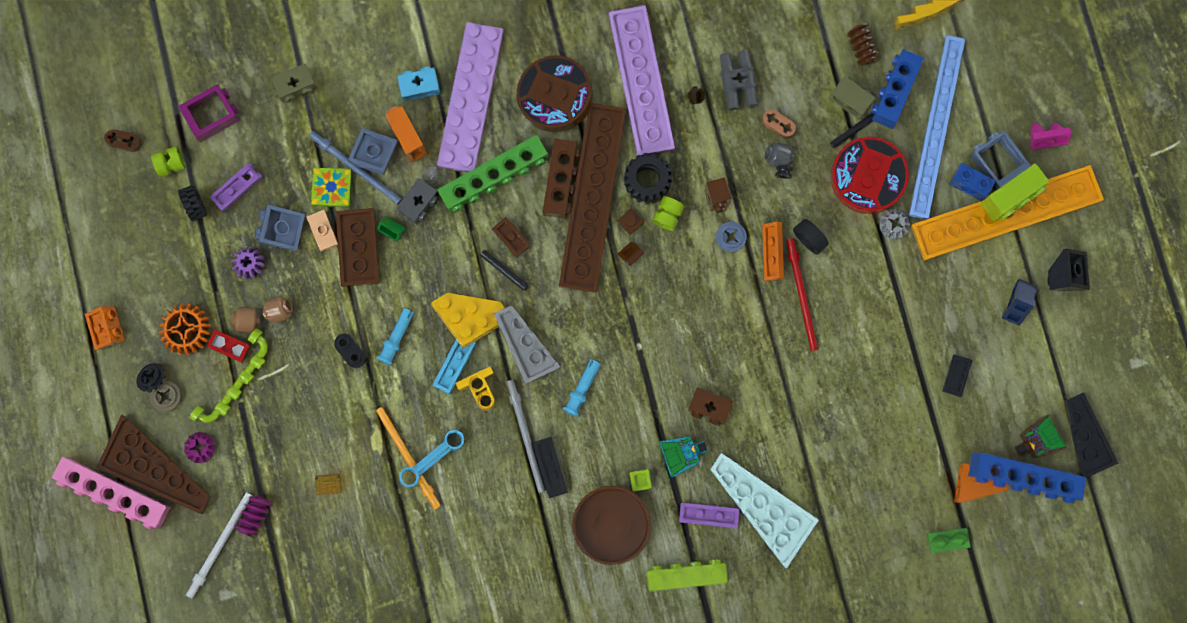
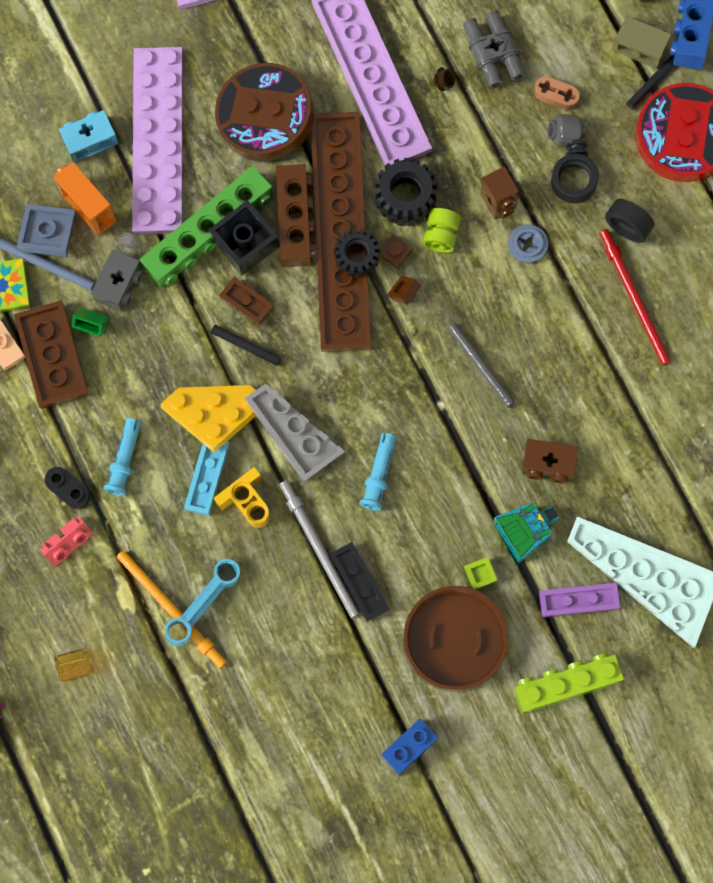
camera: 10 degrees left, 5 degrees down
(349, 387) = (58, 549): none -> coral hinge
(519, 189) = (244, 237): none -> black slope
(560, 598) = (409, 747): none -> blue brick
(596, 208) = (357, 267): none -> black tyre
(675, 322) = (481, 365): none -> dark grey piece
(773, 251) = (585, 250): orange plate -> none
(782, 180) = (580, 161): none -> black tyre

